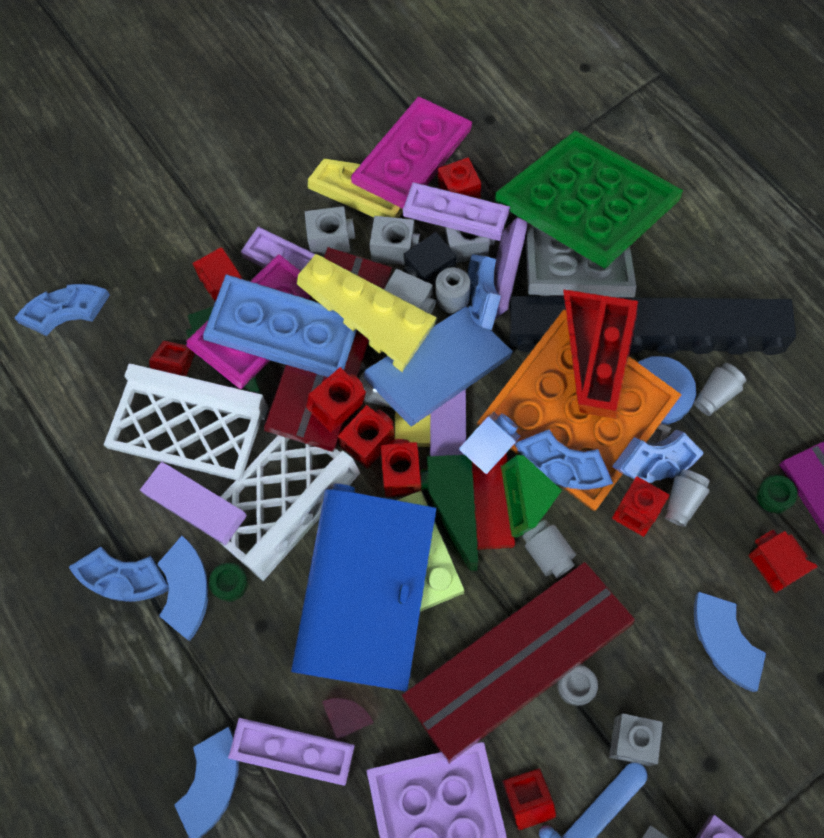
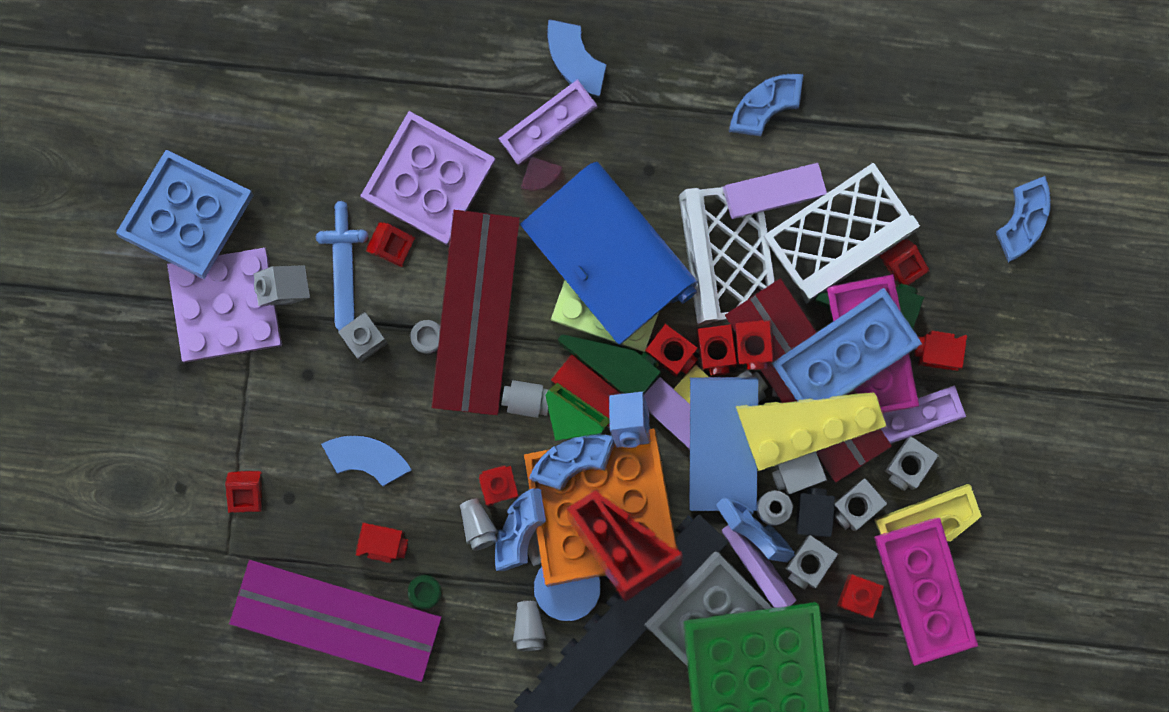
camera: 130 degrees right, 15 degrees up
(187, 588) = (719, 142): medium blue tile -> none
(228, 582) = (697, 171): dark green tile -> none
(456, 211) = (833, 564): lavender tile -> none

